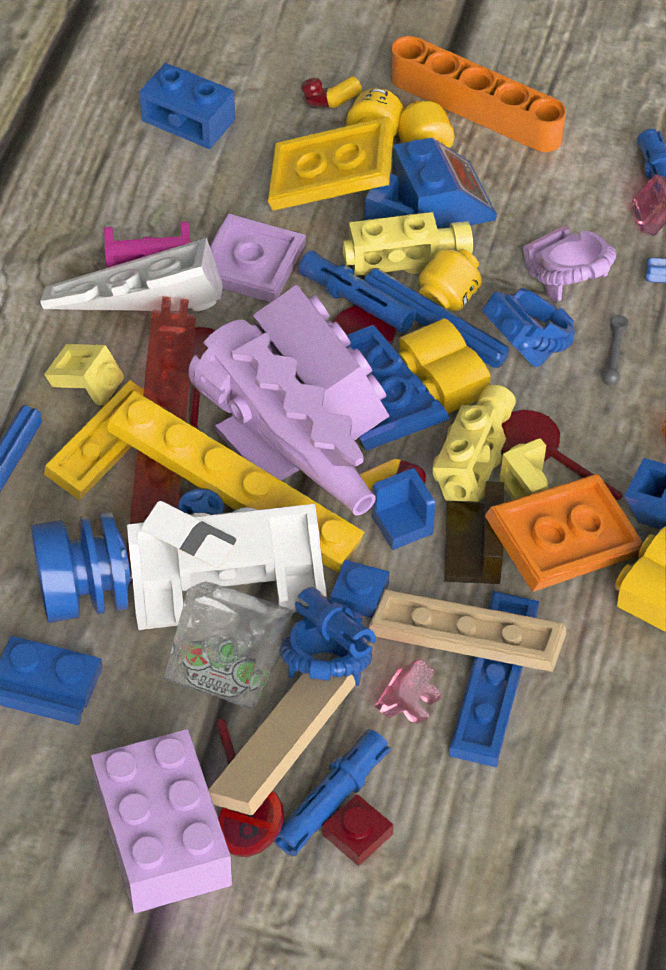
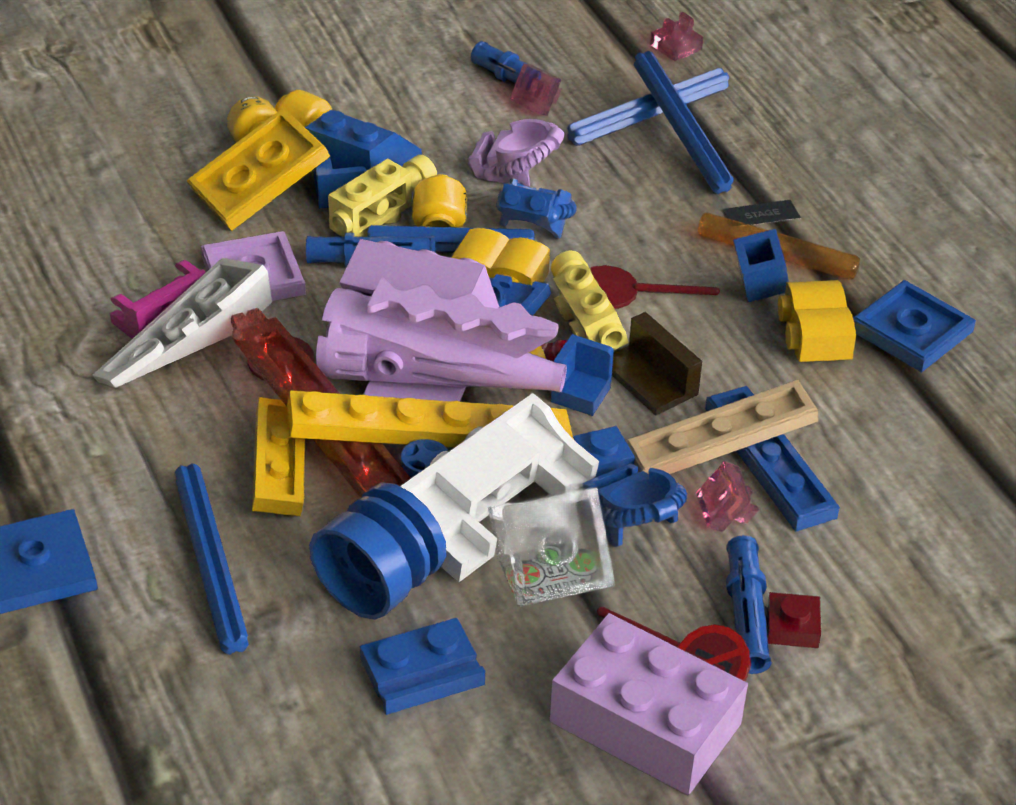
camera: 40 degrees left, 10 degrees down
(86, 368) = (203, 411): light yellow bracket -> none
(187, 105) = (82, 184): blue brick -> none
(188, 534) = (453, 469): white sticker -> none
(278, 742) = (675, 587): tan tile -> none
(332, 97) = (199, 129): arm -> none
(335, 622) = (637, 469): blue pin -> none
(478, 93) = (329, 74): orange beam -> none
(523, 469) = (635, 299): light yellow bracket -> none
(564, 532) = (720, 324): orange tile -> none
(618, 325) = (590, 181): dark grey hinge -> none

